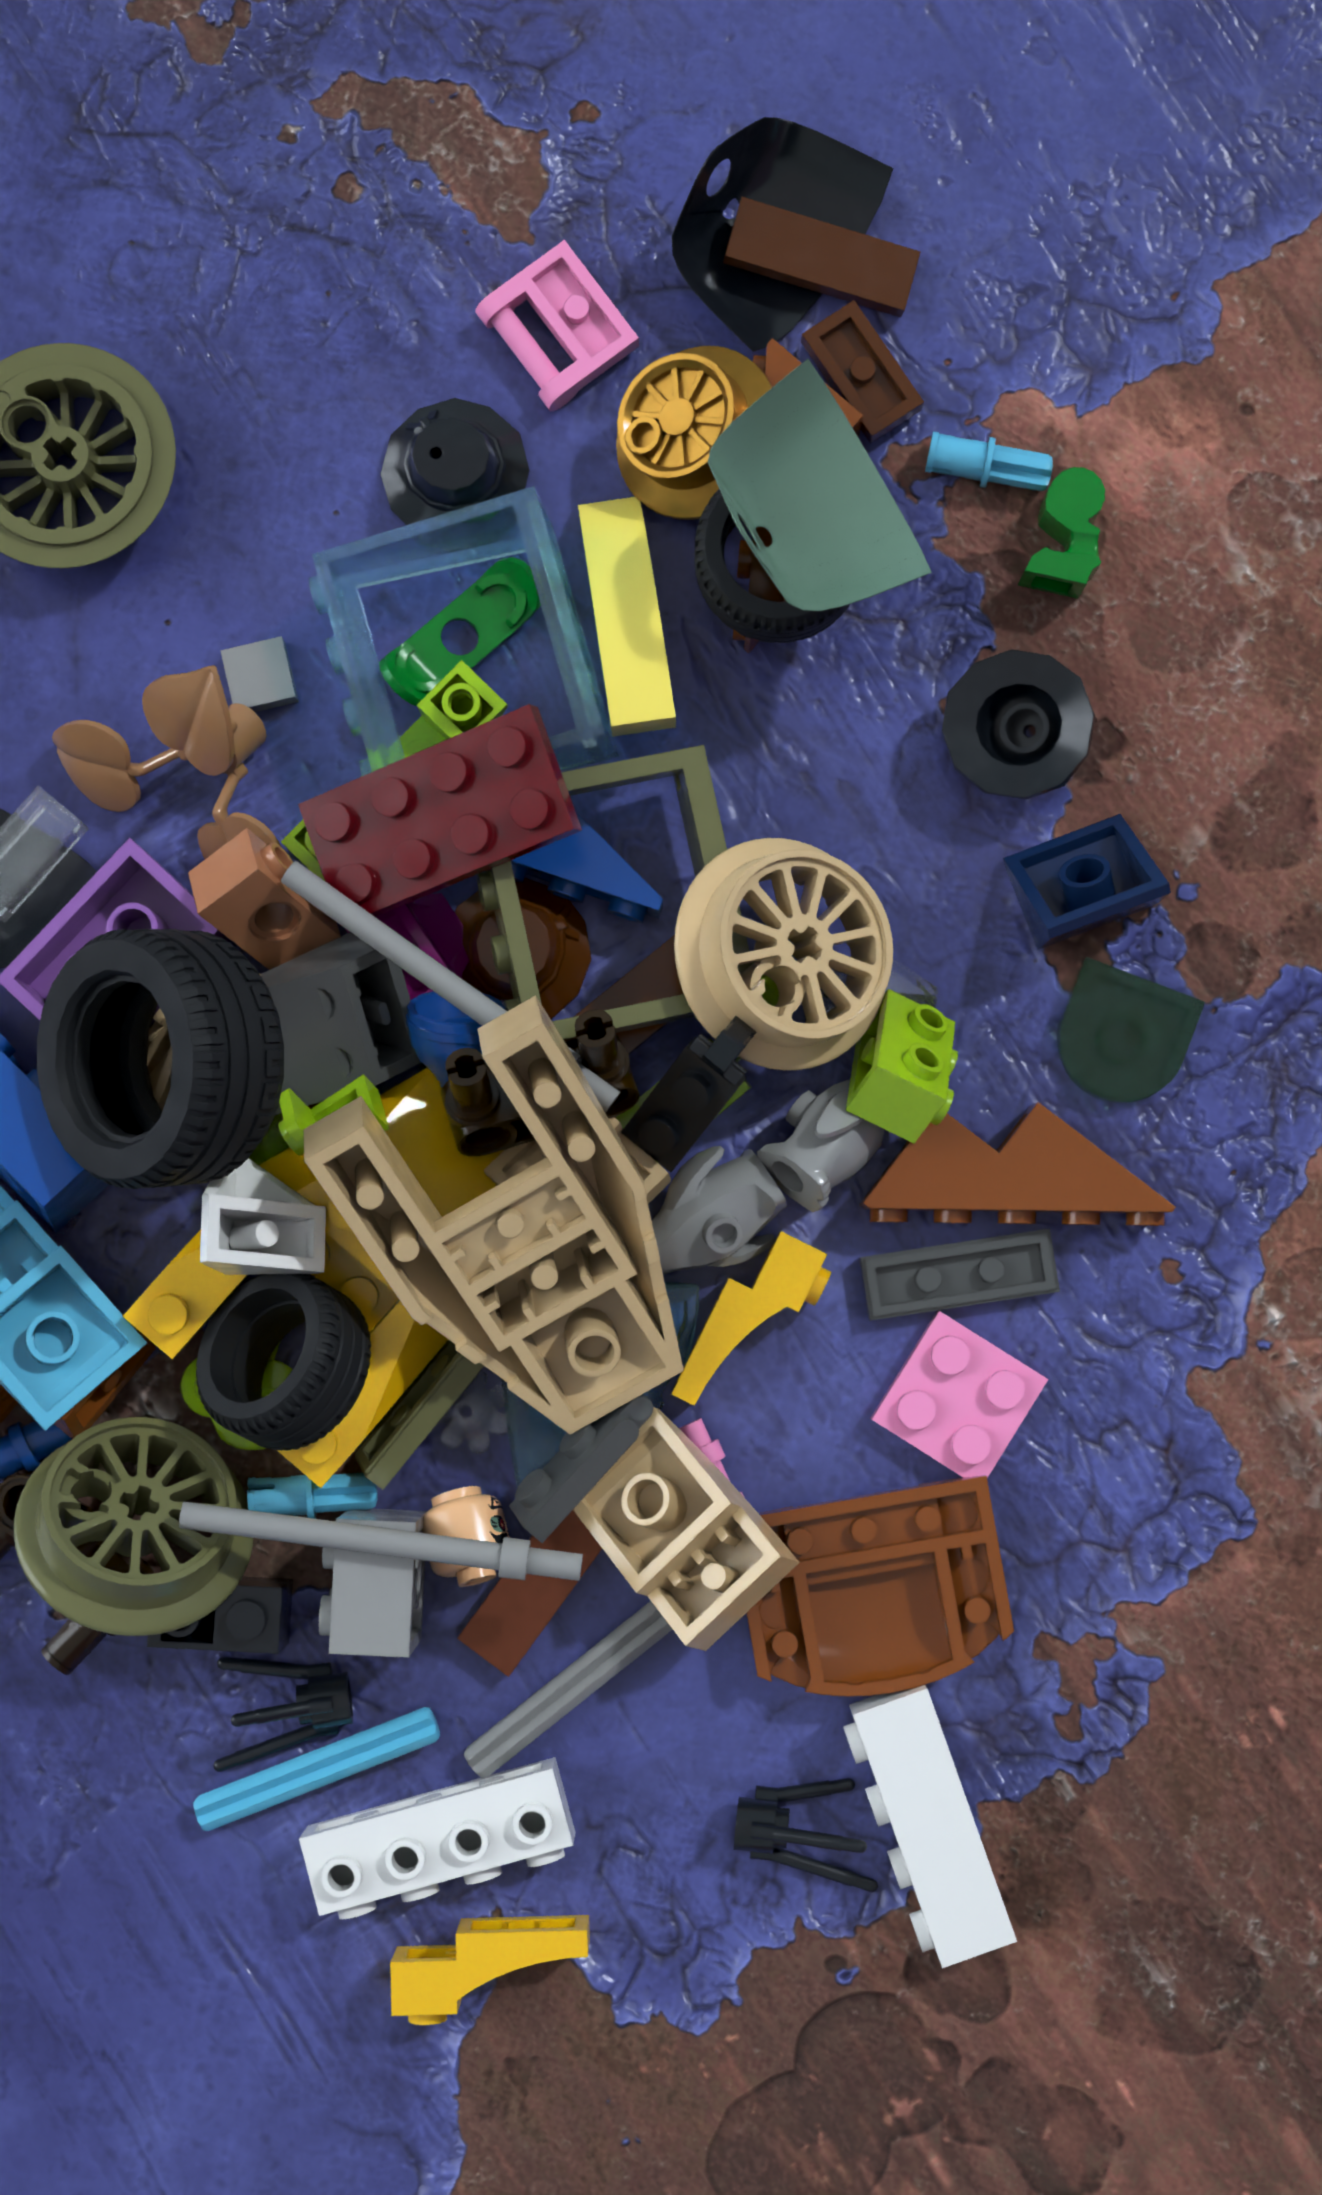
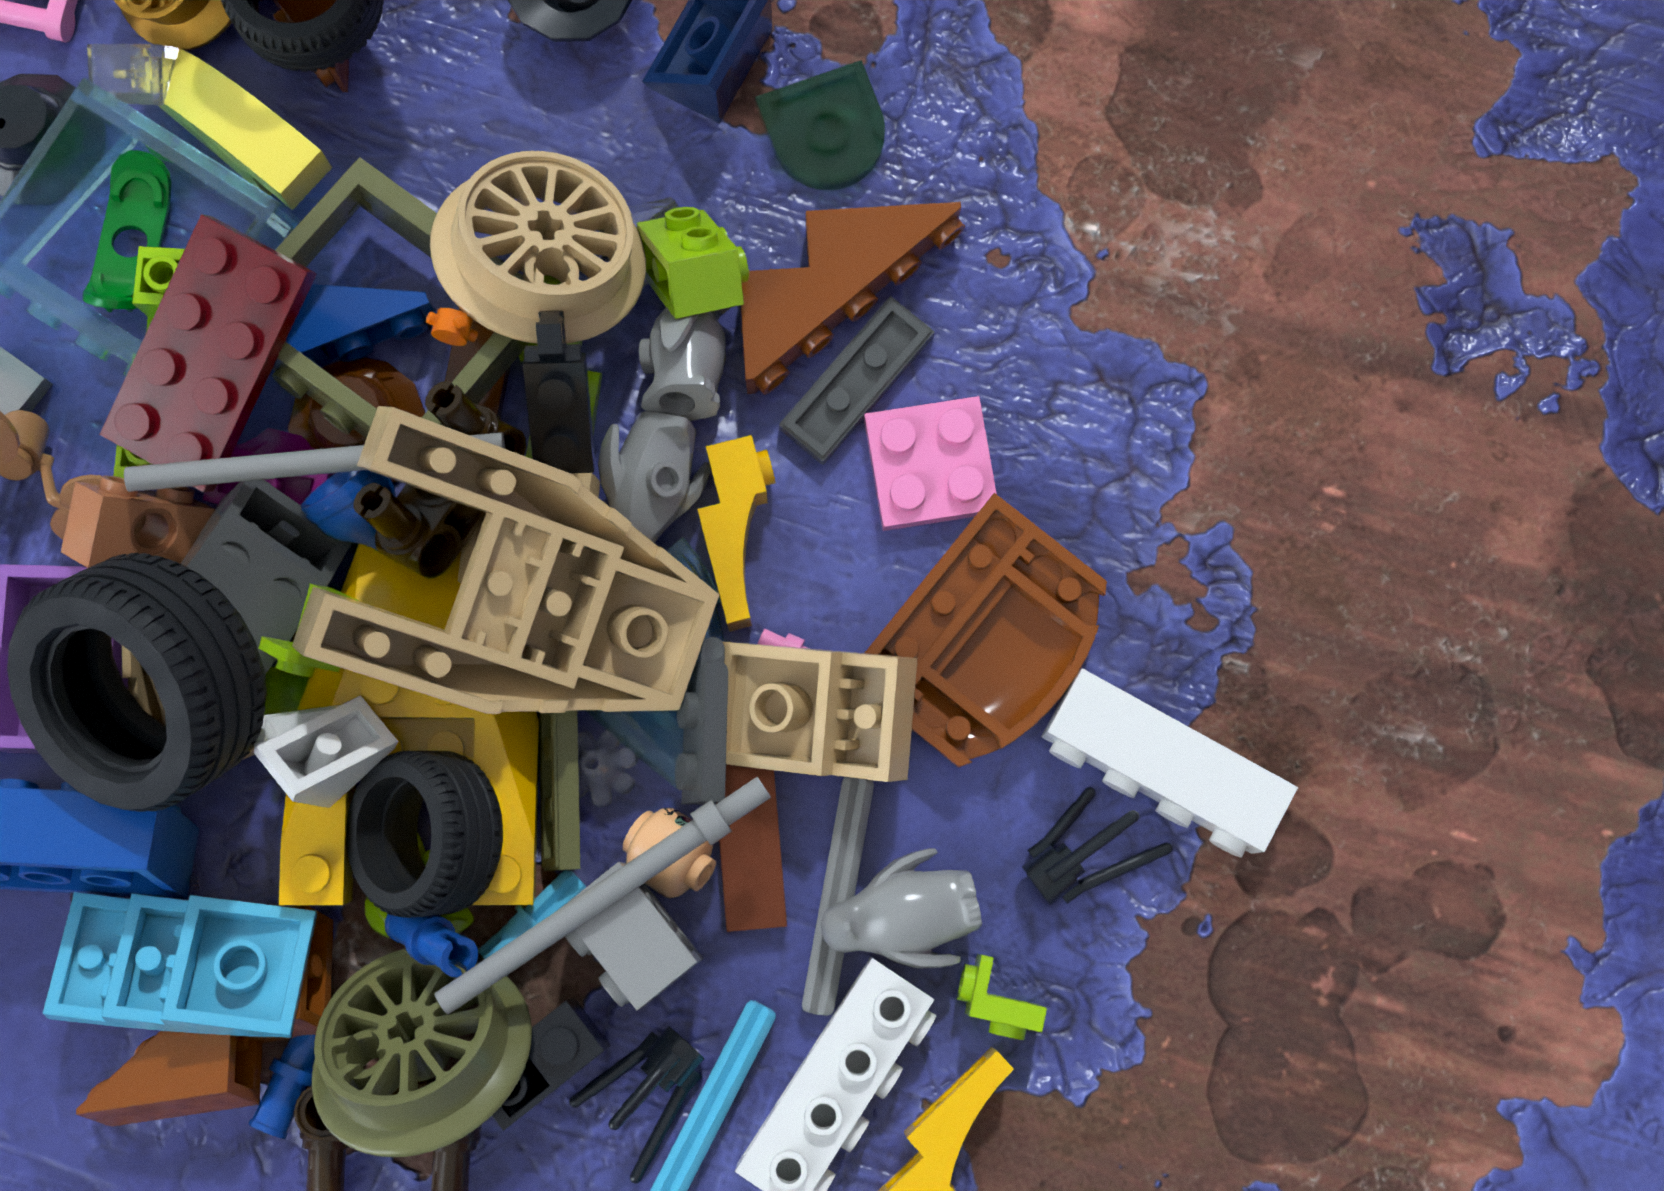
camera: 50 degrees left, 5 degrees down
(218, 1456) = (433, 942): none -> blue pin
(580, 492) = (132, 71): none -> clear slope
(611, 1756) = (906, 913): none -> light grey animal
(621, 1903) = (1006, 1015): none -> lime bracket
(655, 962) = (451, 326): none -> orange piece

